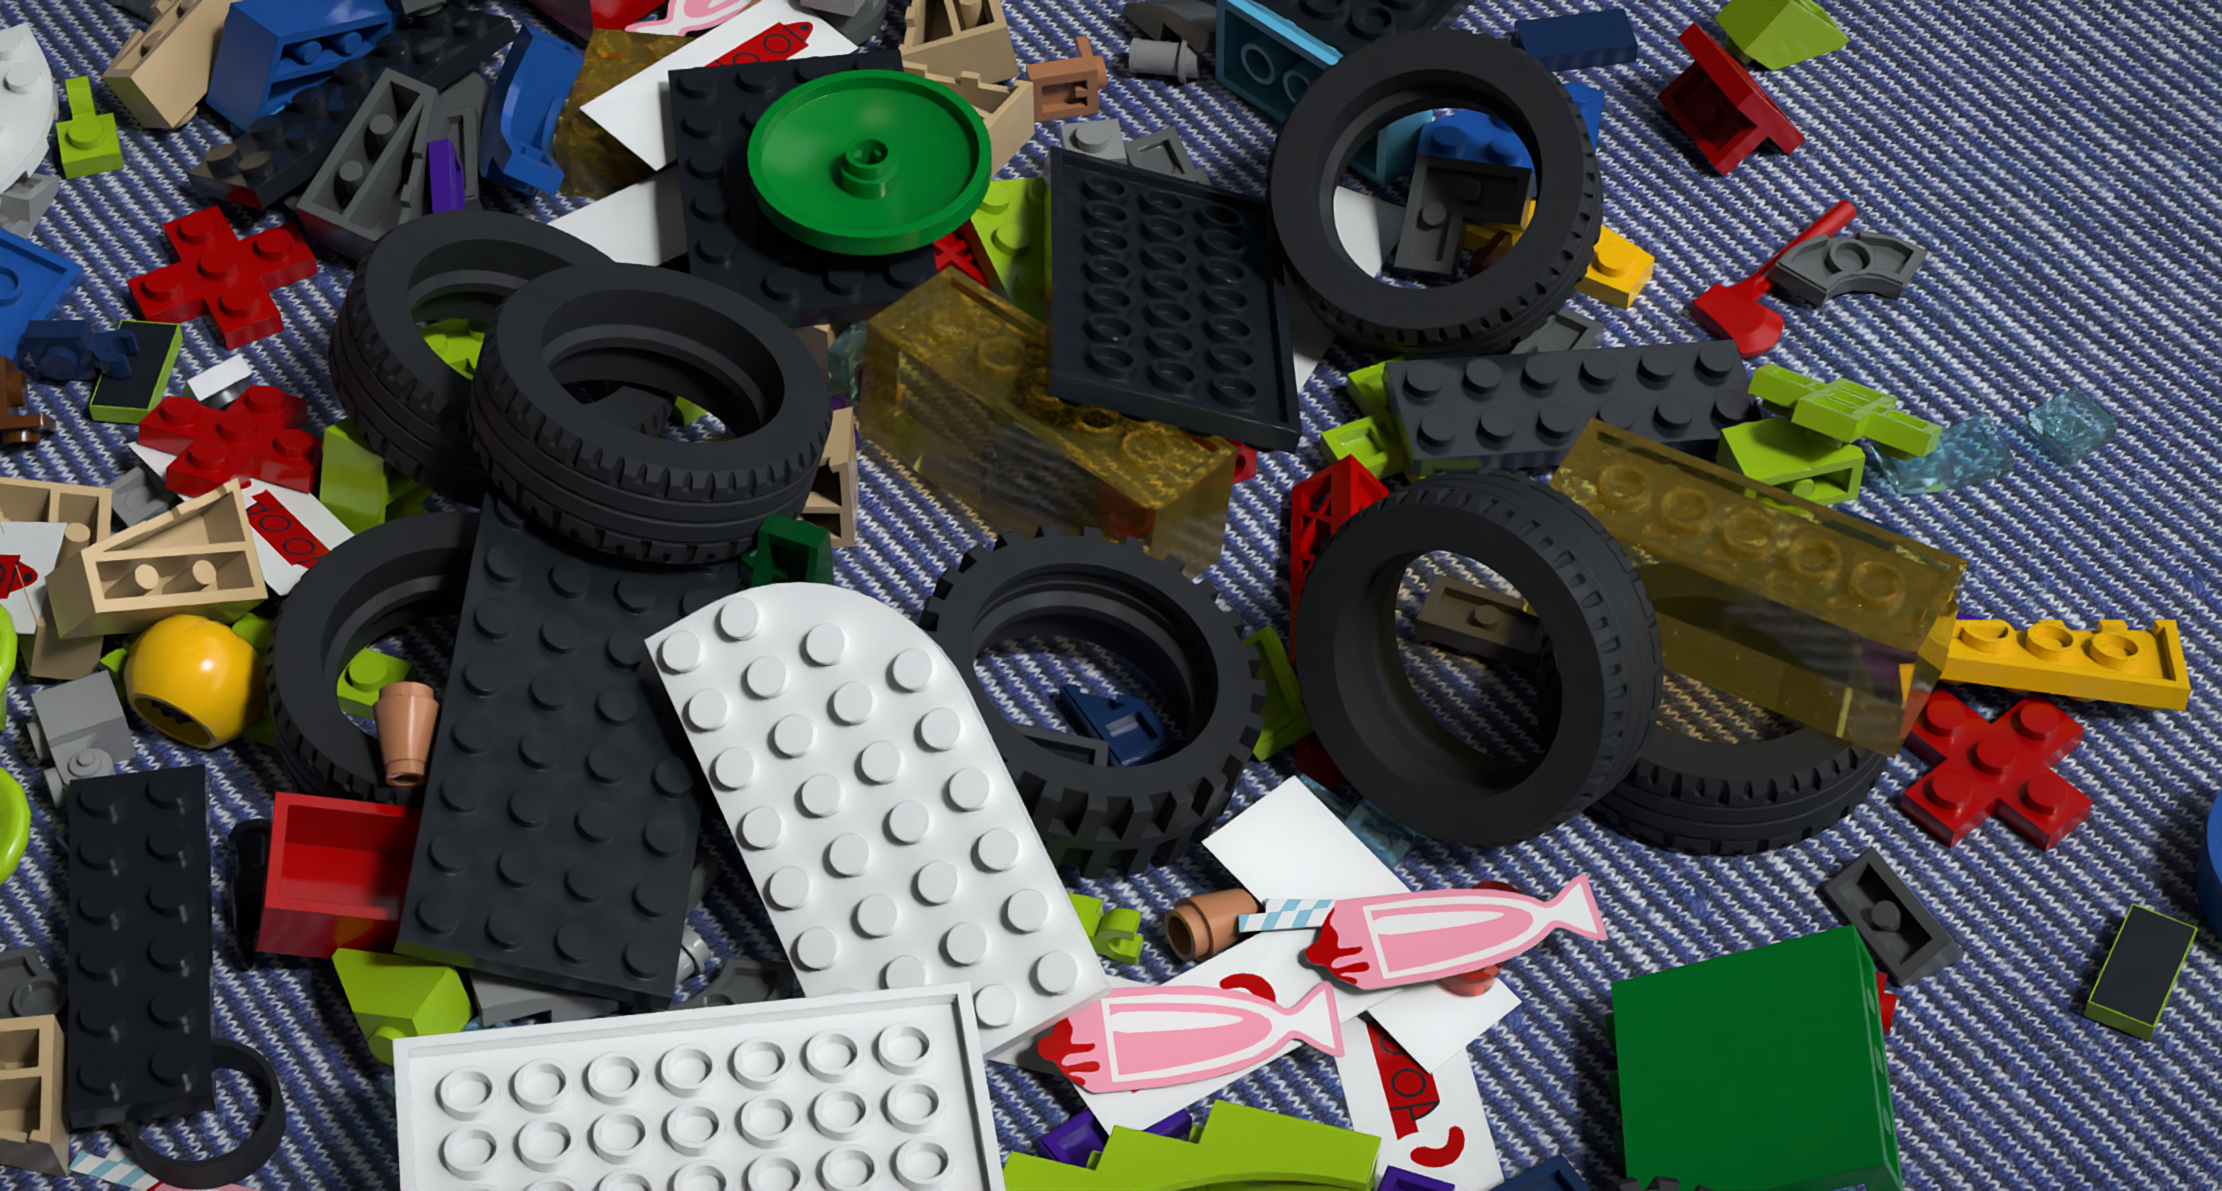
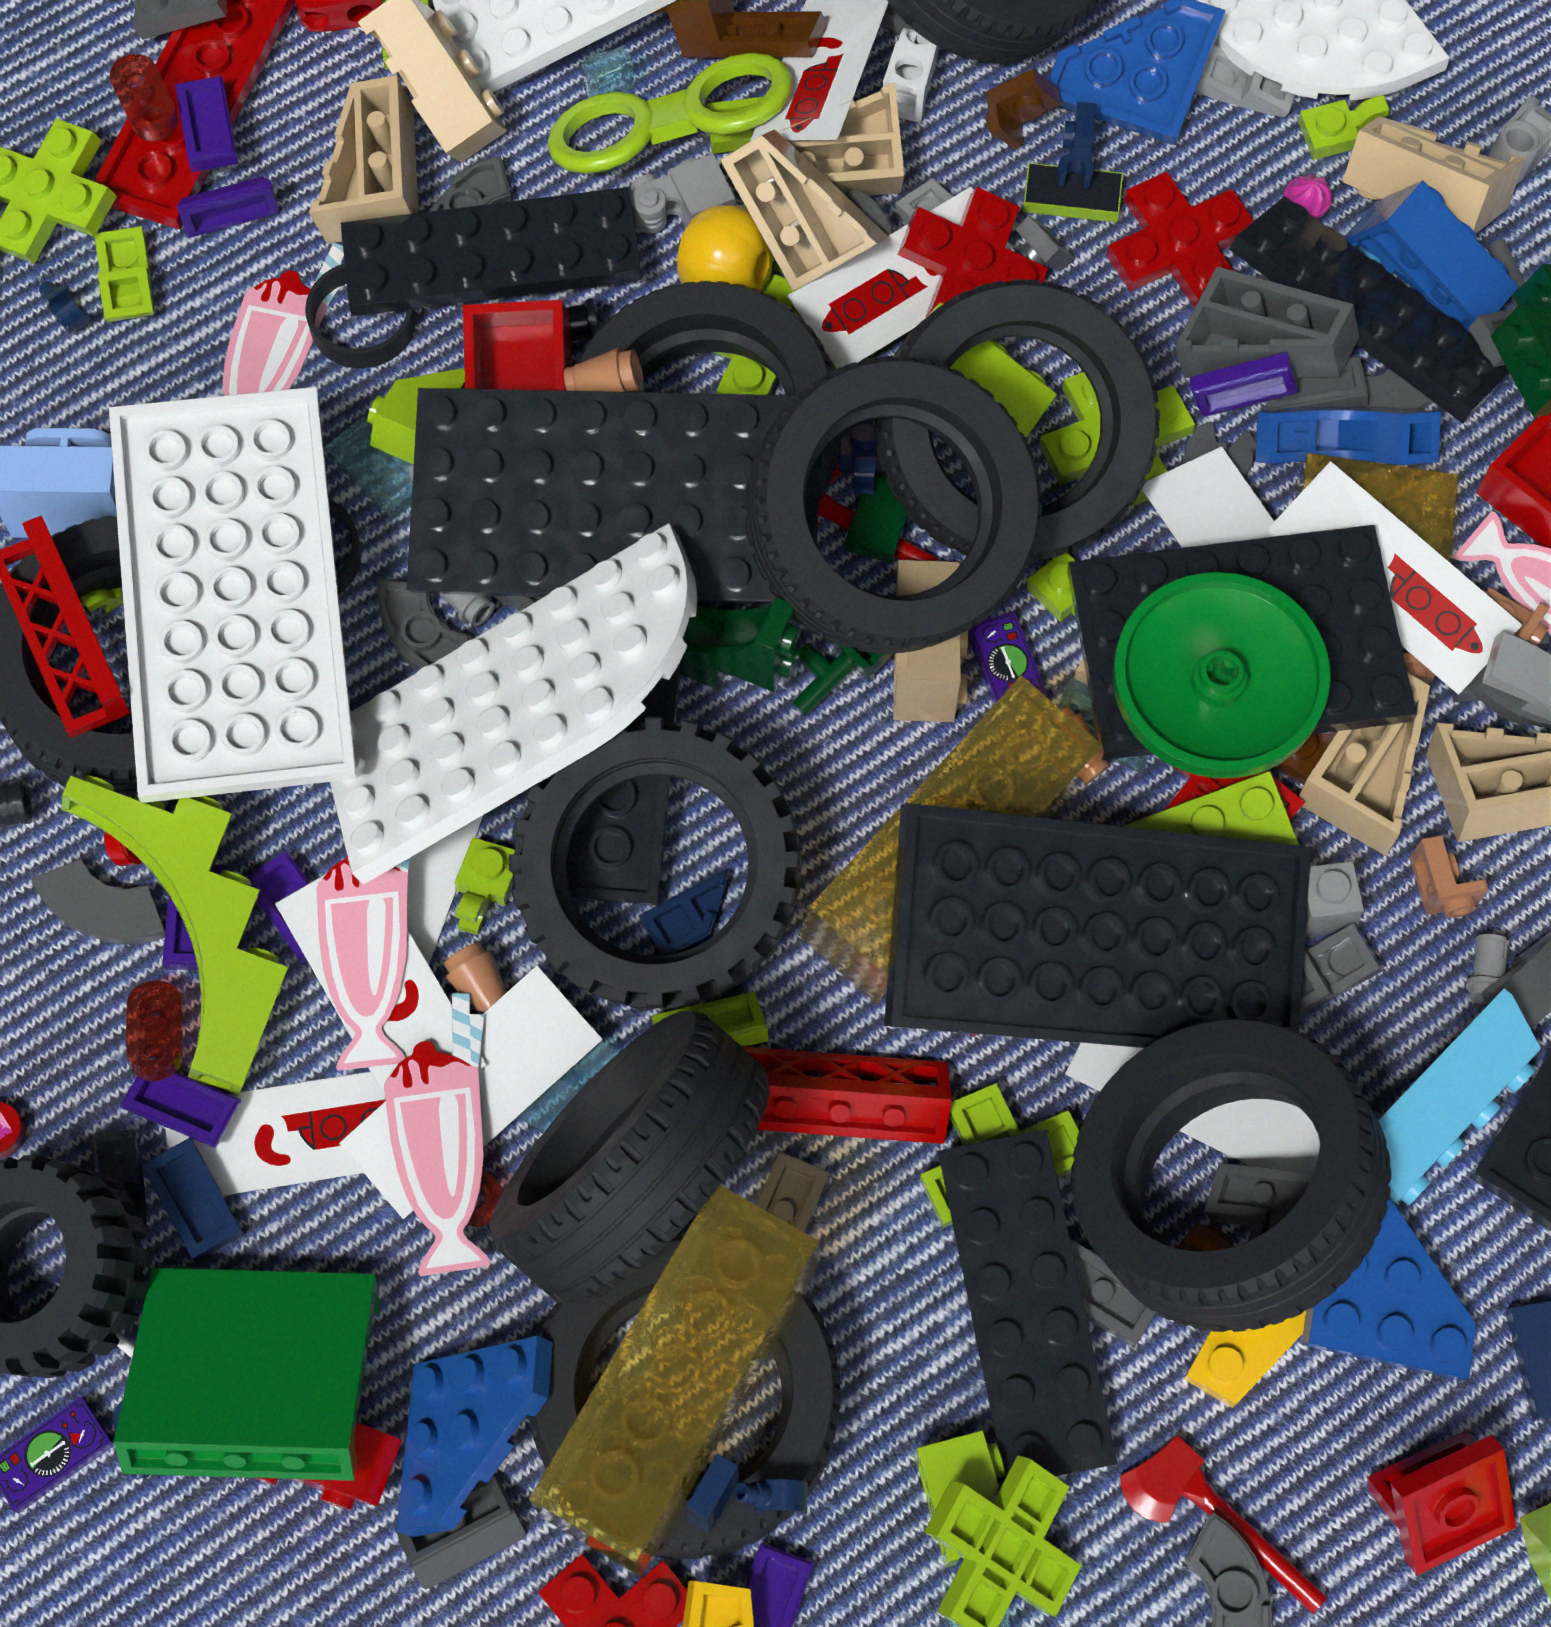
camera: 90 degrees right, 20 degrees up
(178, 158) = (1310, 193): none -> dark pink plate
(1783, 867) = (462, 1426): none -> blue plate

